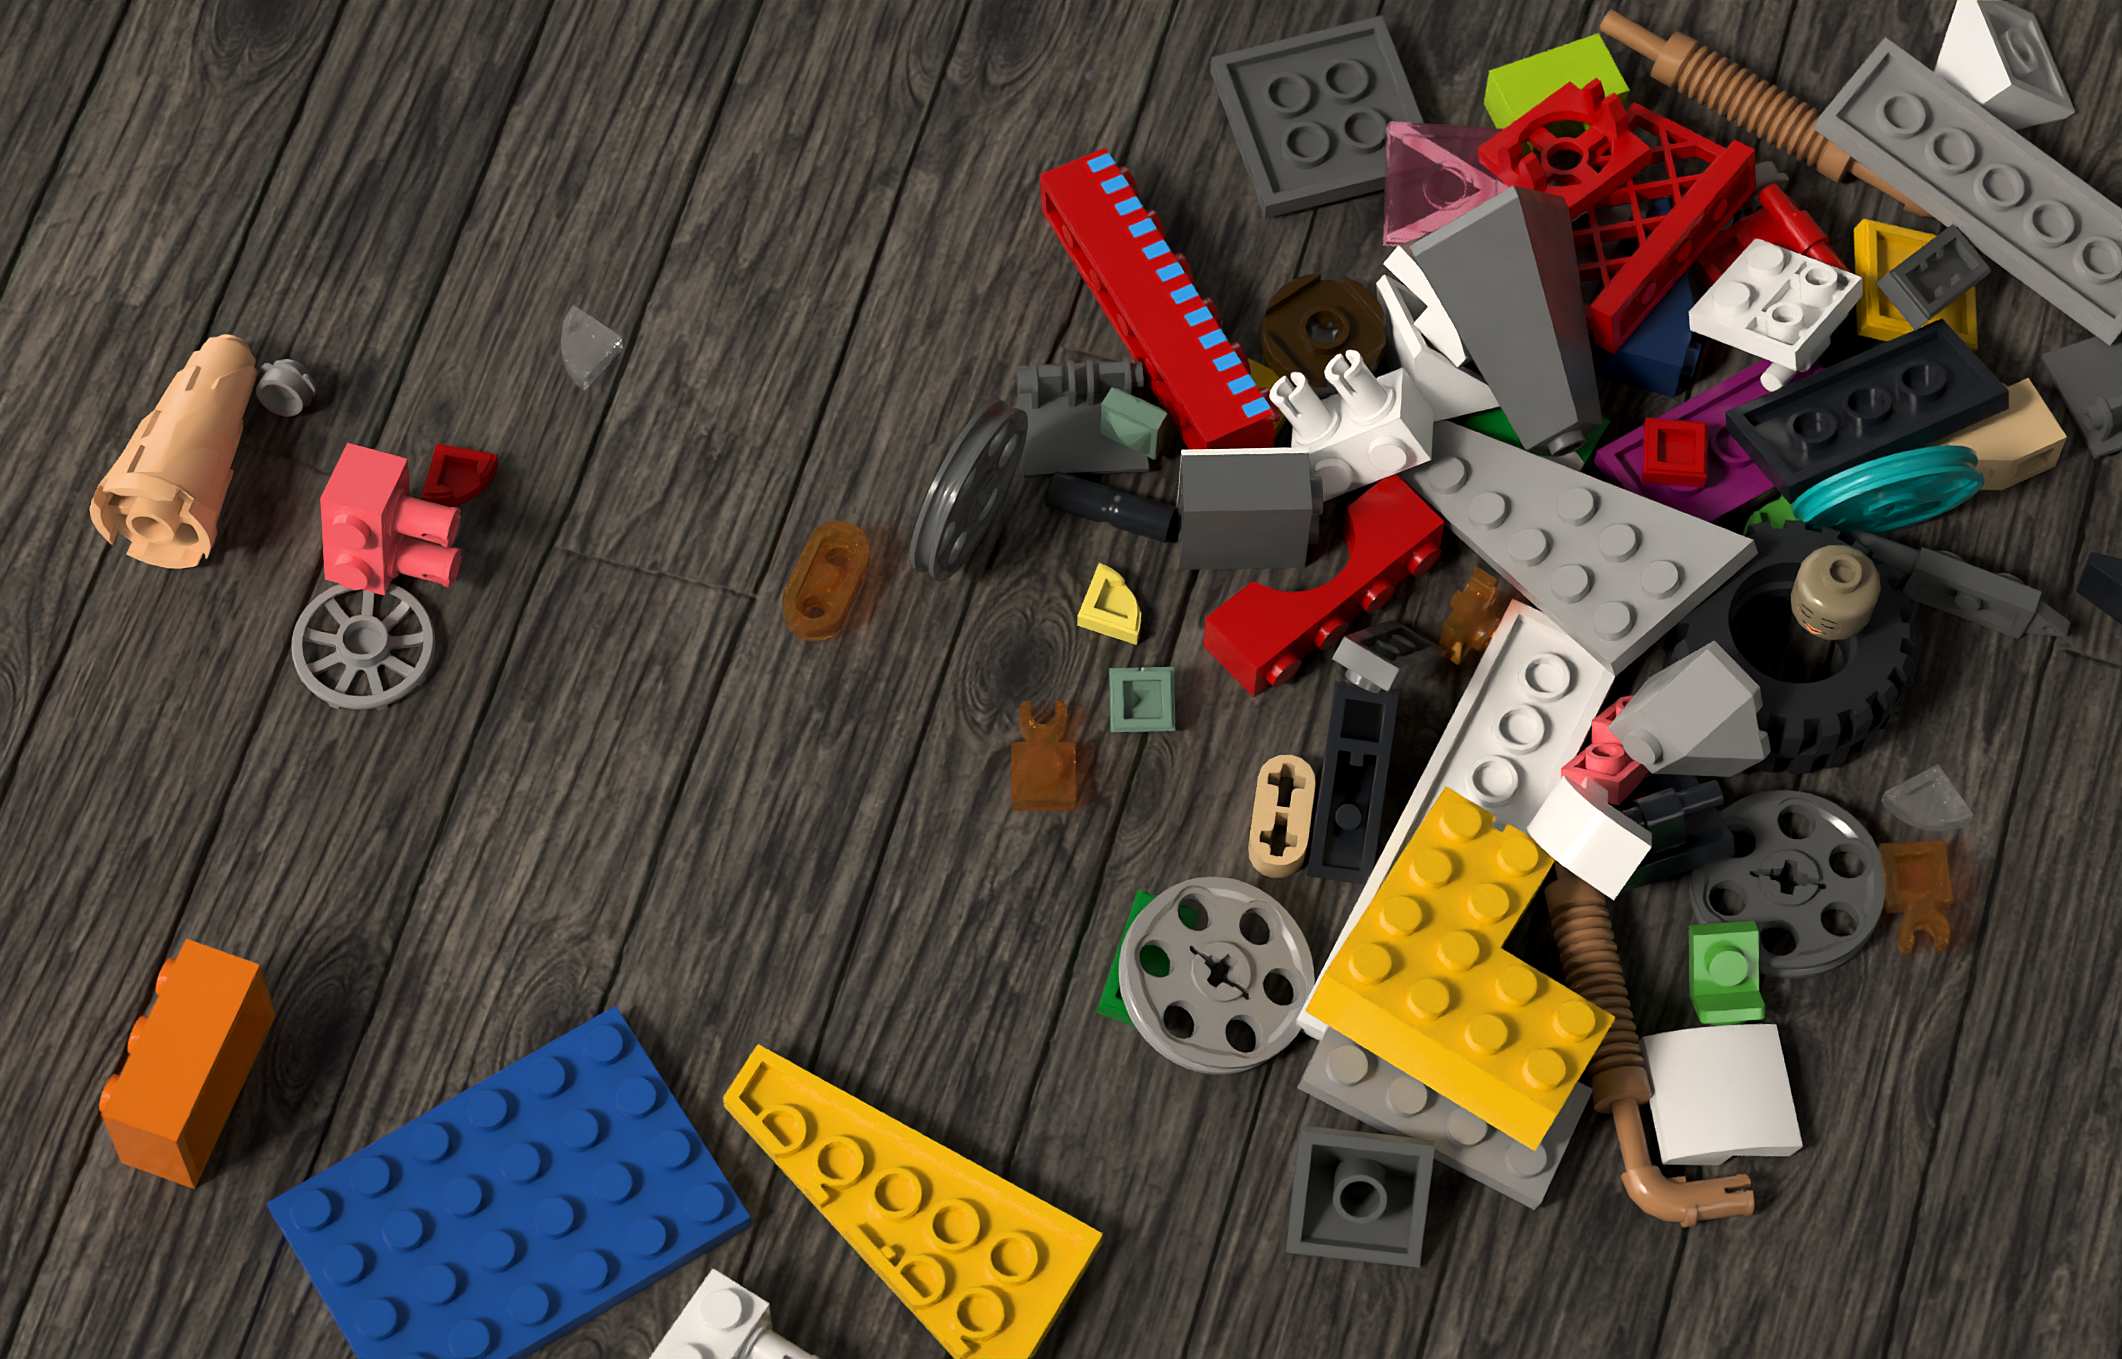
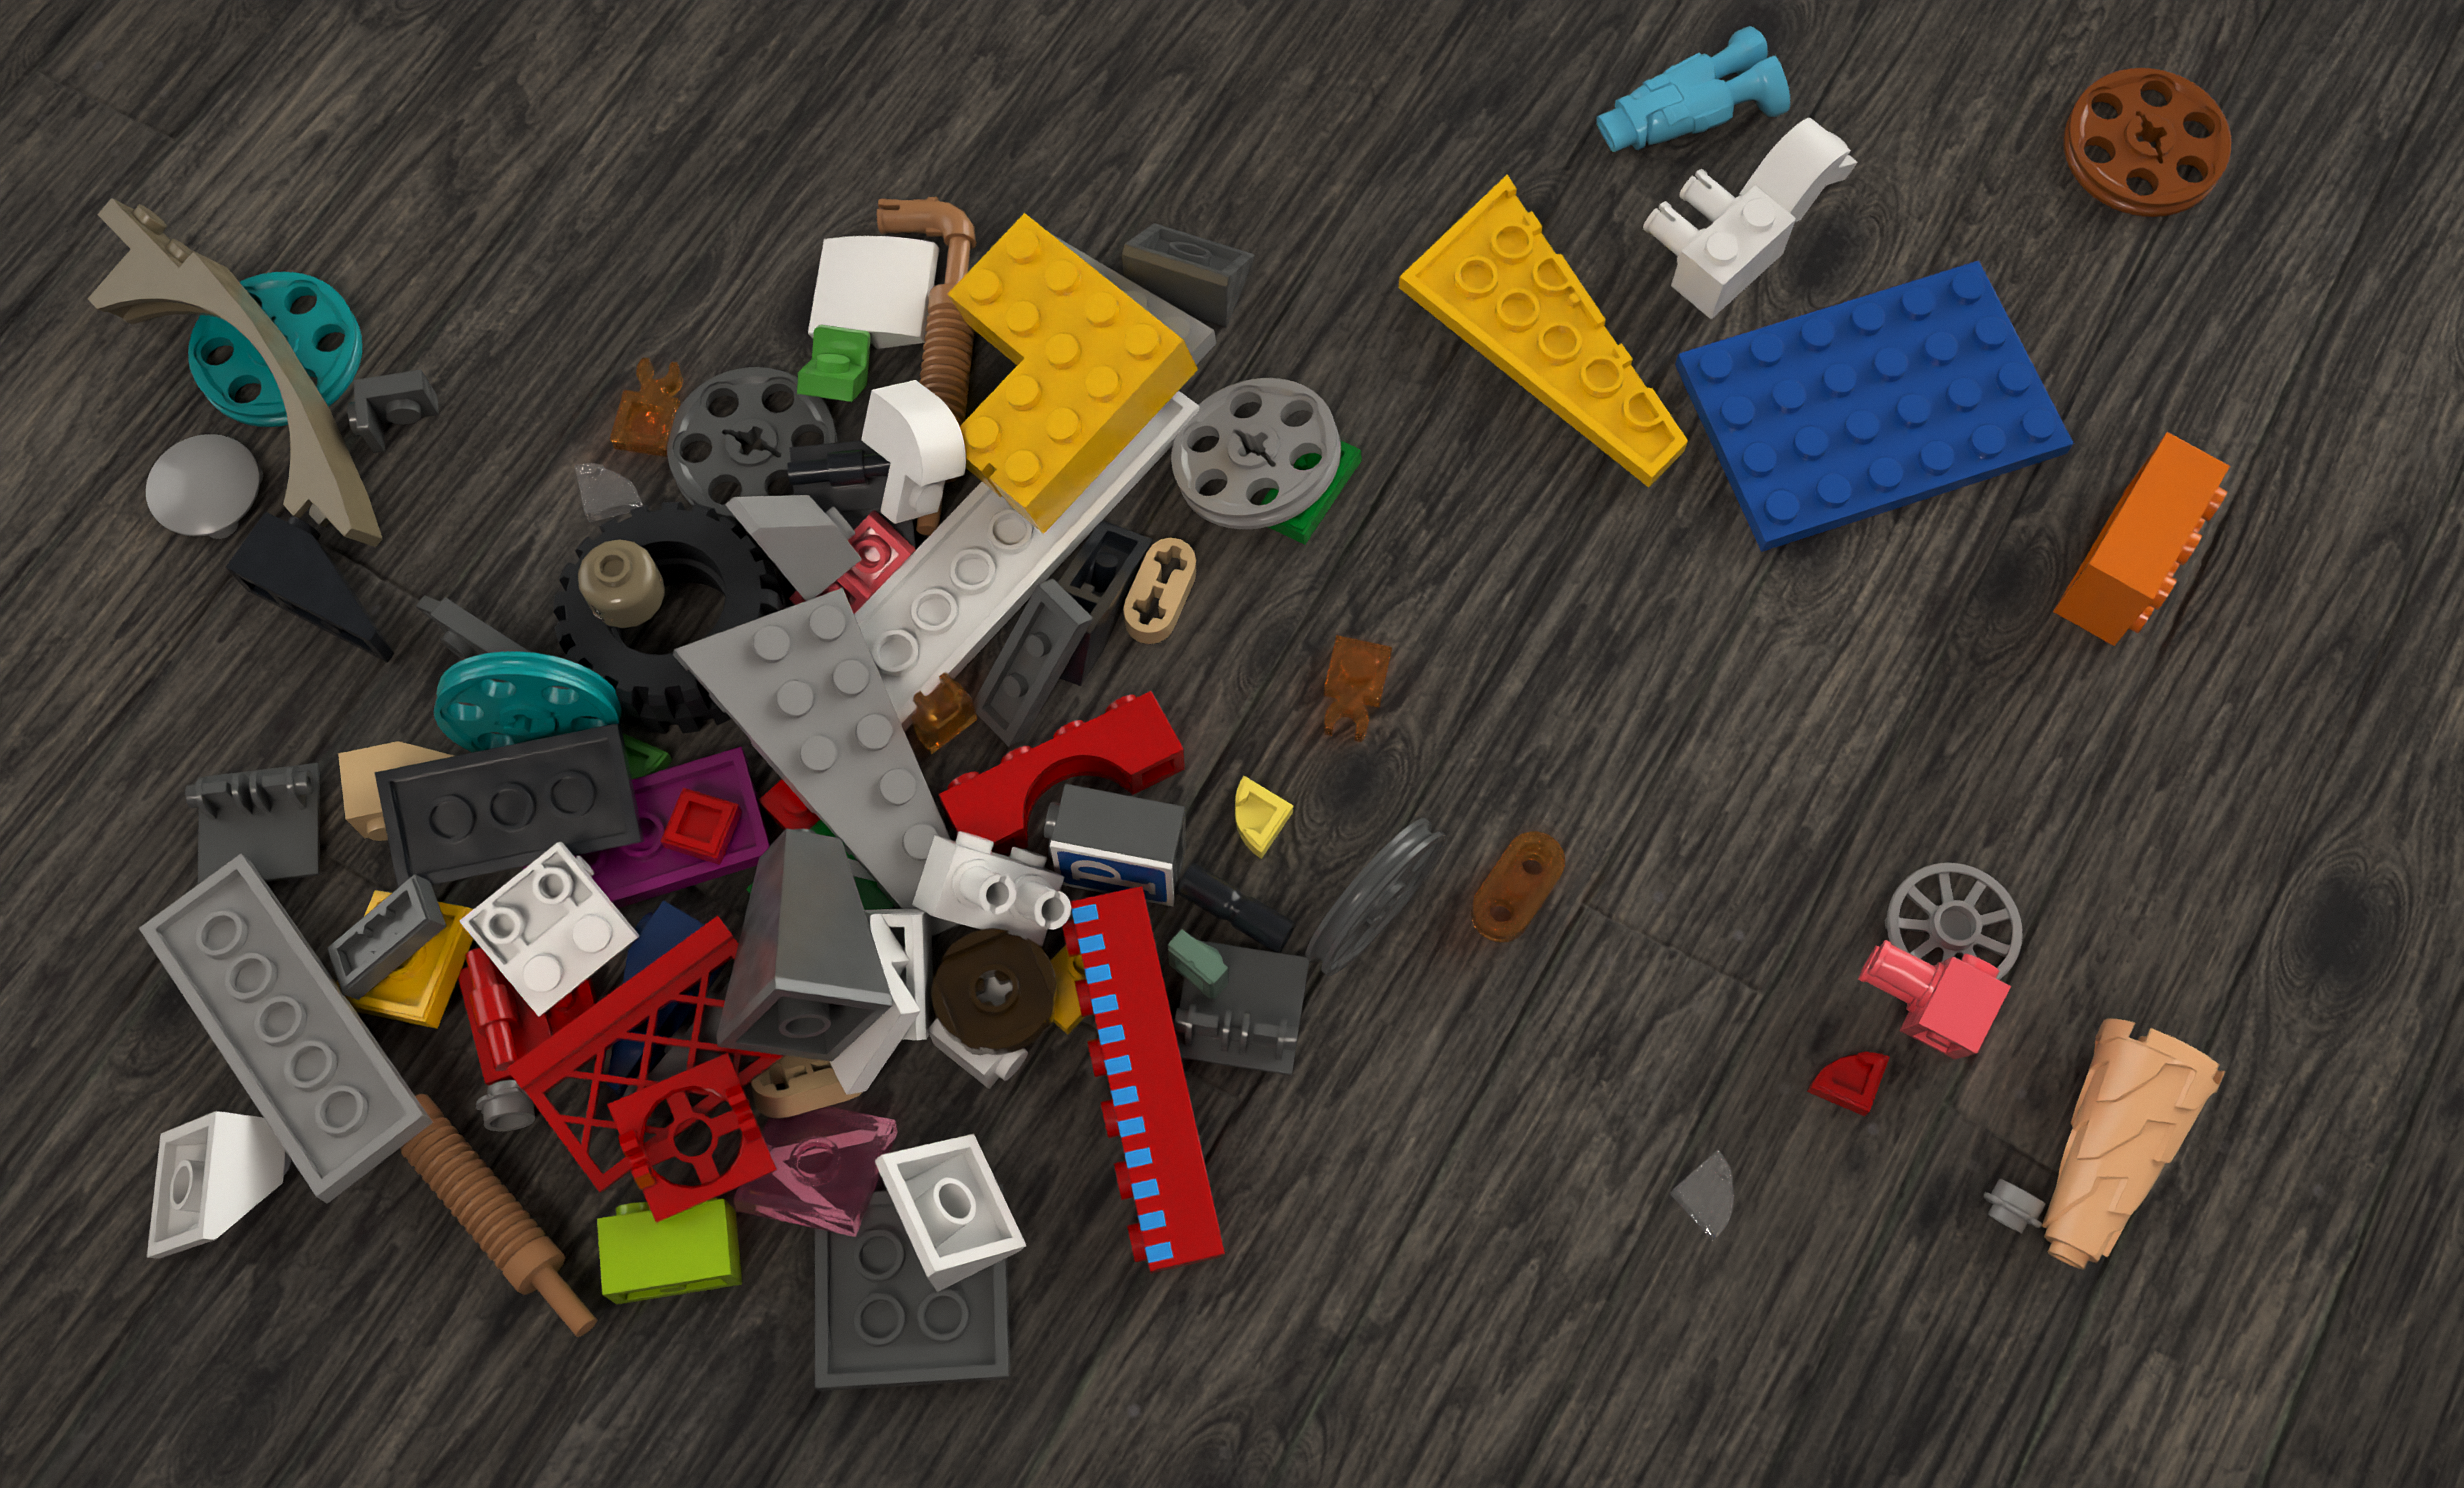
camera: 165 degrees left, 5 degrees up
(1141, 699) = (1255, 714): sand green tile -> none
(1309, 152) = (950, 1208): none -> white slope

